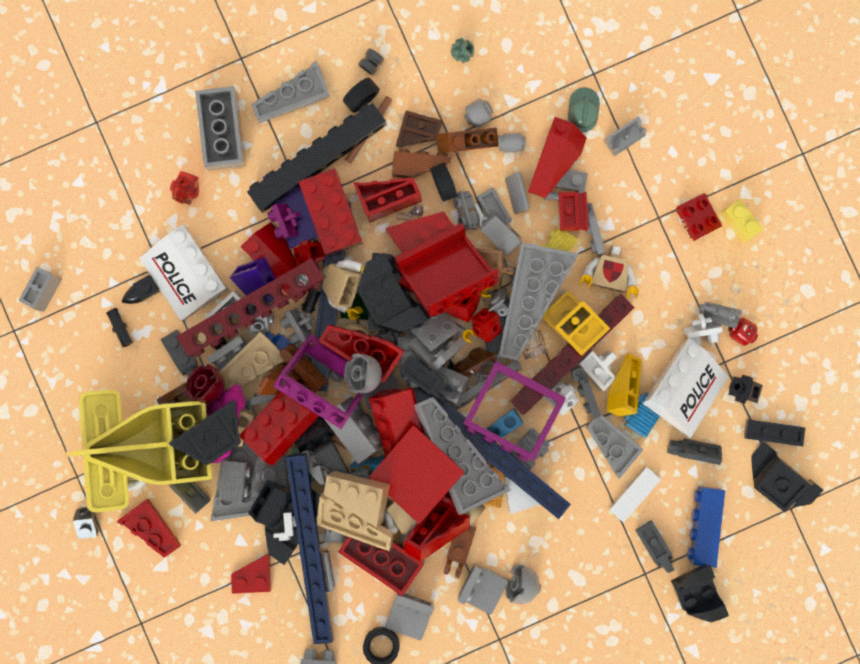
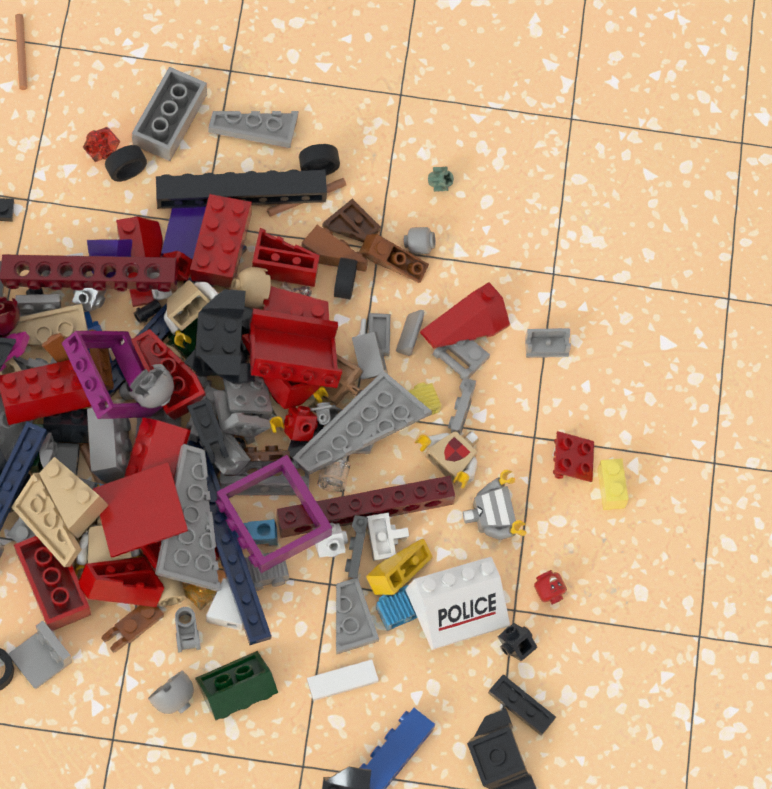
camera: 25 degrees right, 20 degrees down
(69, 146) = (21, 55): none -> nougat bar
(183, 272) = (47, 214): white slope -> none
(215, 192) = (125, 163): none -> black tyre
(286, 220) = (175, 224): magenta hips -> none
(299, 322) = (123, 319): light grey hips -> none
(371, 61) = (348, 140): dark grey wheel -> none
(379, 236) = (256, 285): none -> tan cylinder
(463, 203) = (352, 311): light grey hinge -> none
(482, 589) = (128, 674): light grey bracket -> none
(503, 532) = (187, 634): none -> light grey piece
(511, 142) = (434, 284): light grey brick -> none
(562, 548) = (237, 685): none -> dark green slope
(573, 211) = (451, 375): red plate -> none
(575, 322) = (387, 475): yellow bracket -> none
(584, 109) = (523, 298): sand green piece -> none
(655, 545) = (331, 740): dark grey hinge -> none
(667, 297) = (494, 510): none -> torso
(696, 450) = (431, 673): dark grey hinge -> none
(703, 327) = (519, 568): white hips -> none
(721, 314) = (536, 556): light grey hinge -> none

